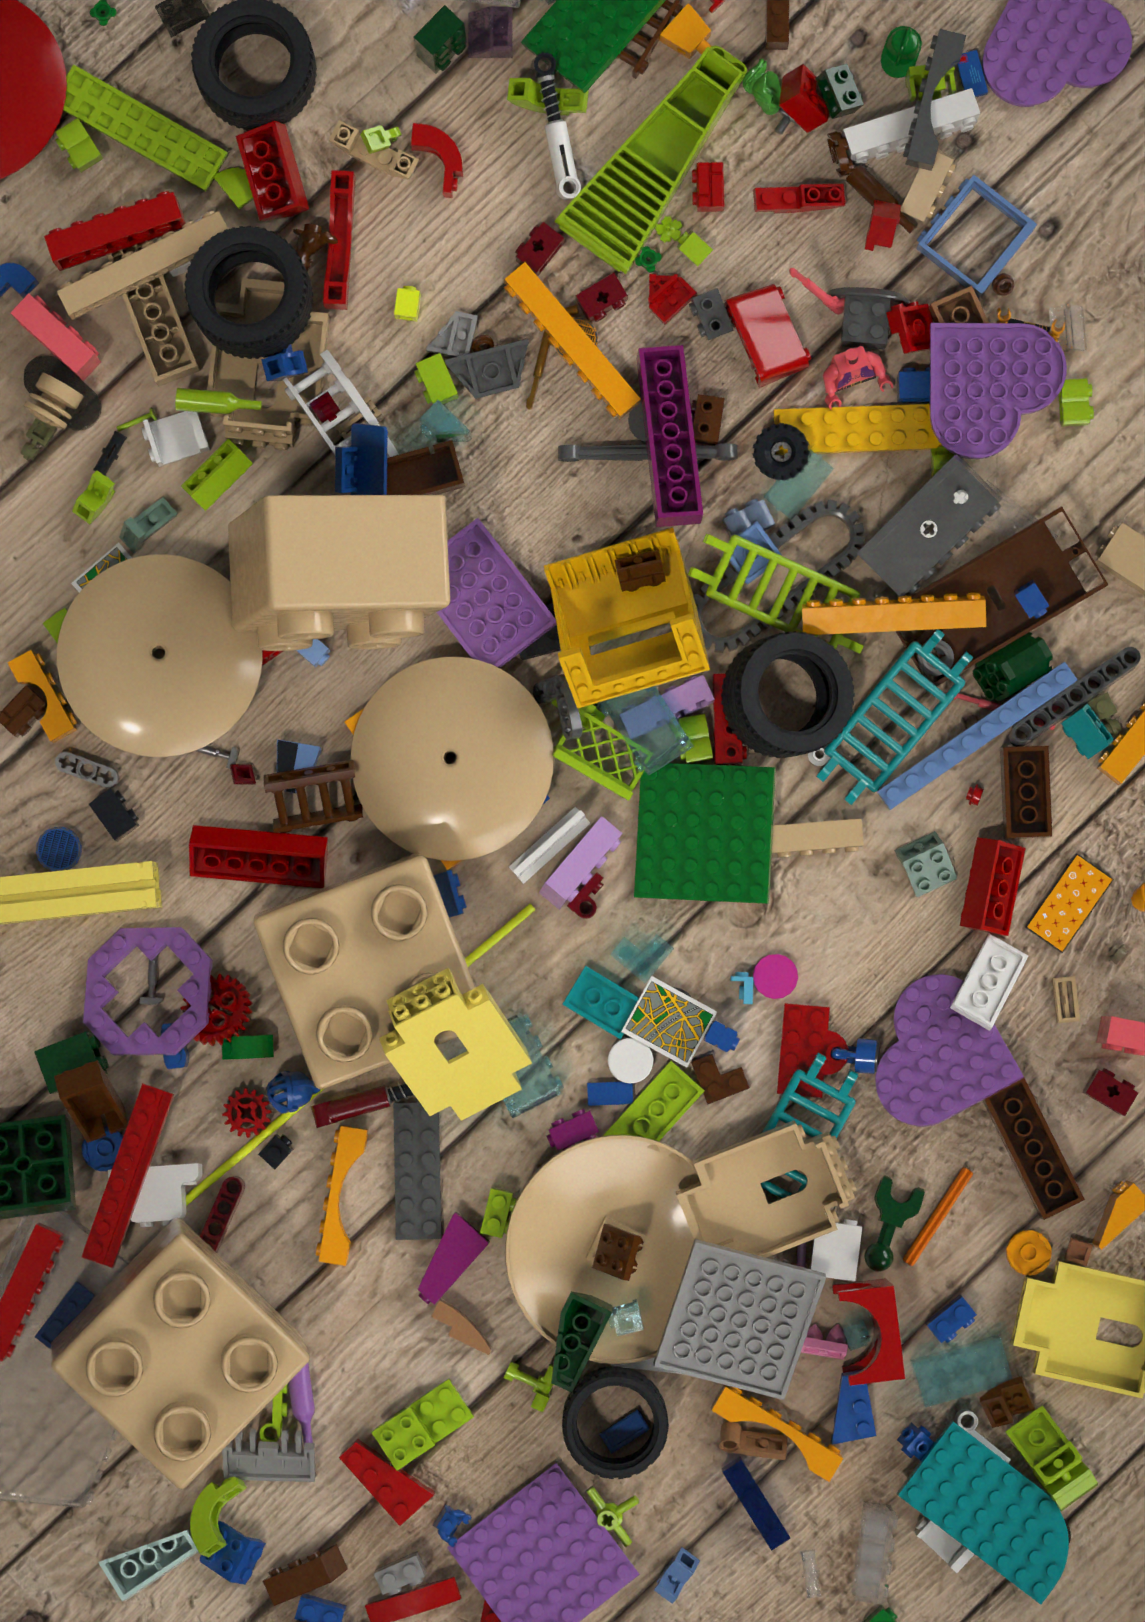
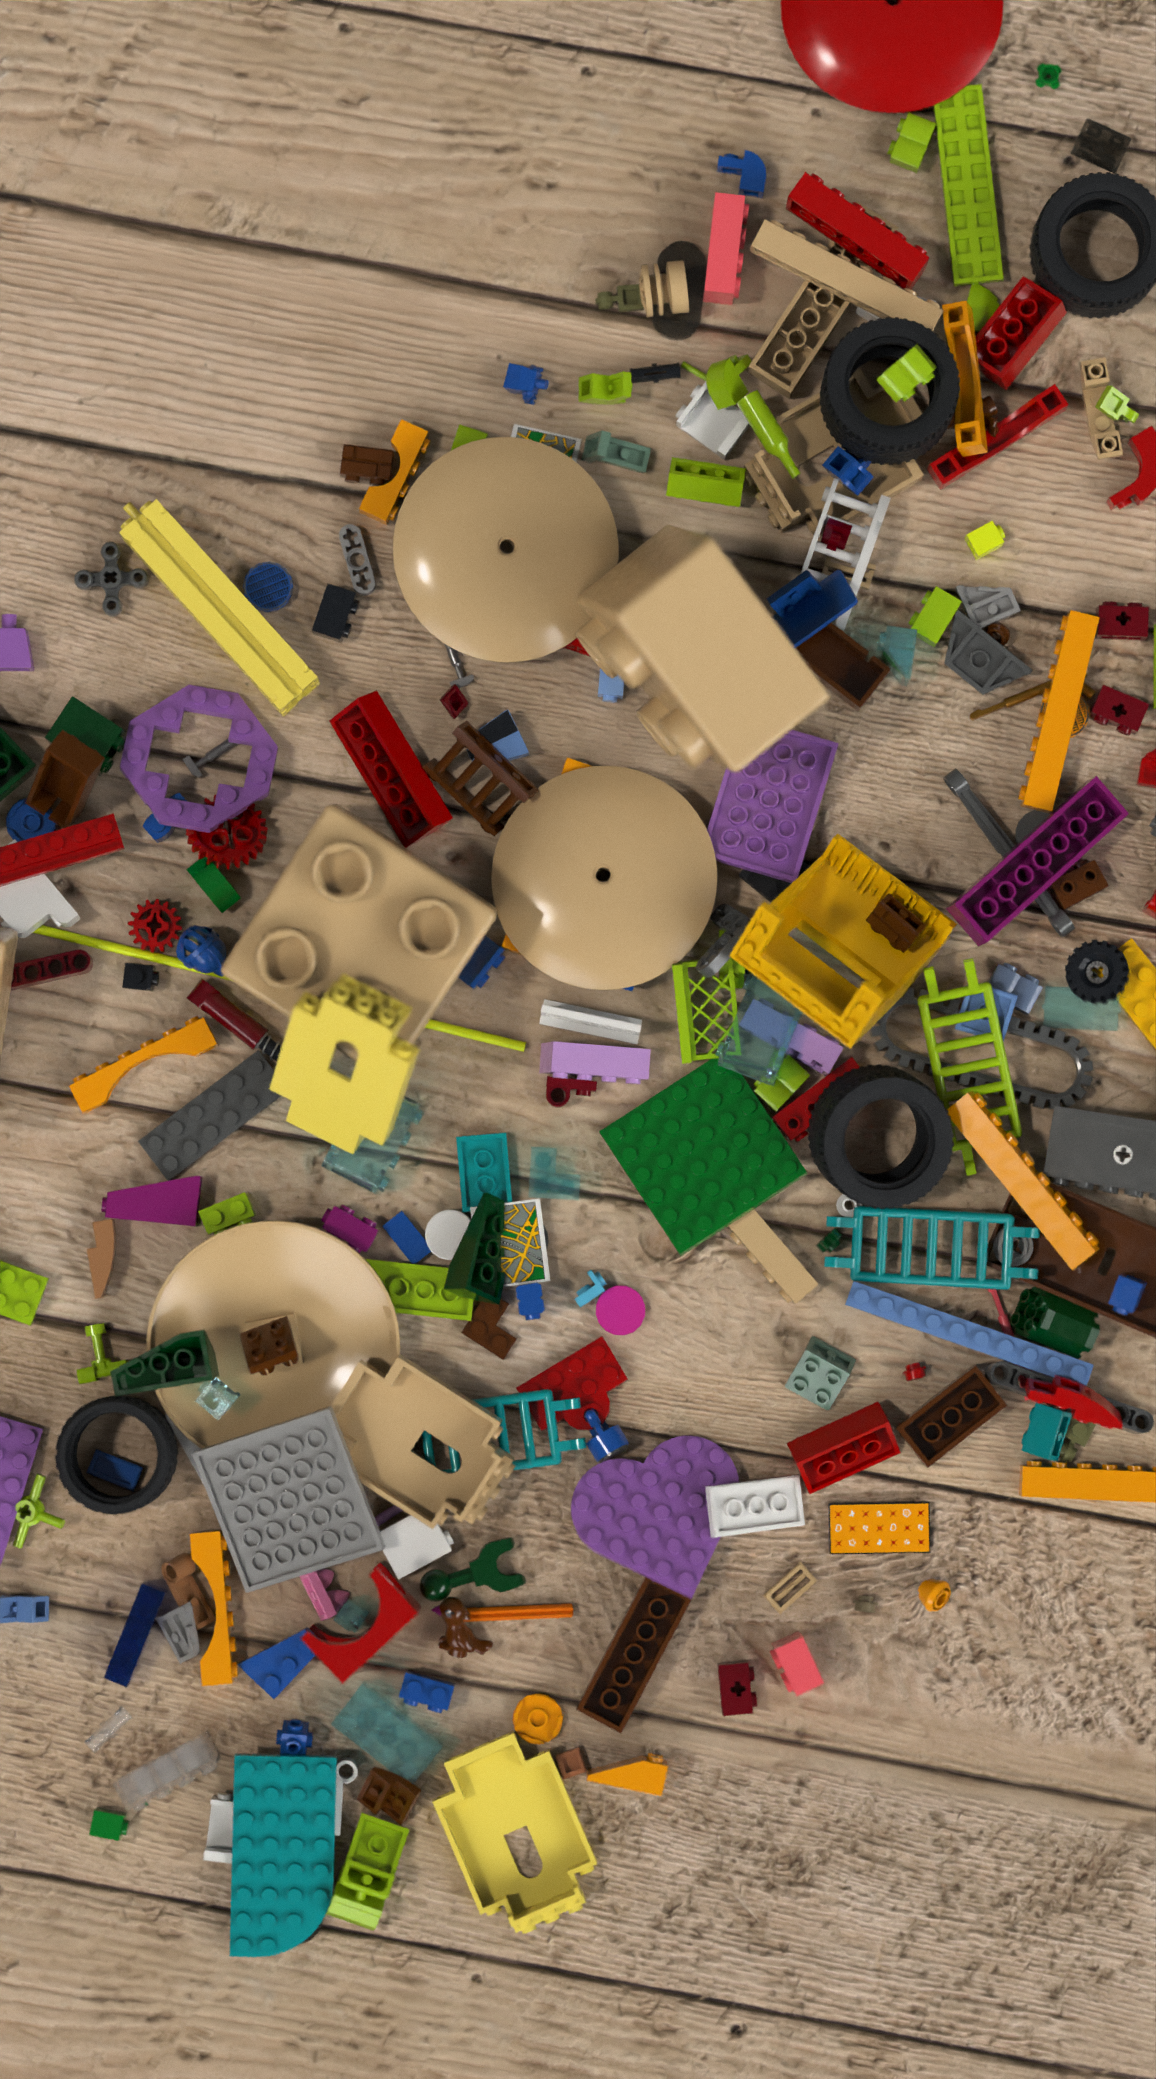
camera: 45 degrees right, 0 degrees up
(46, 552) = (525, 381): none -> blue piece
(154, 407) = (724, 380): none -> lime brick
(246, 269) = (906, 374): none -> lime brick
(307, 246) = (969, 409): none -> light orange arch
(665, 1055) = (477, 1261): none -> dark green wedge
(778, 1468) = (181, 1632): none -> light grey wing
(836, 788) = (830, 1241): none -> dark green plate
(929, 1267) = (458, 1636): none -> reddish brown animal
(1086, 688) = (1083, 1401): none -> red slope

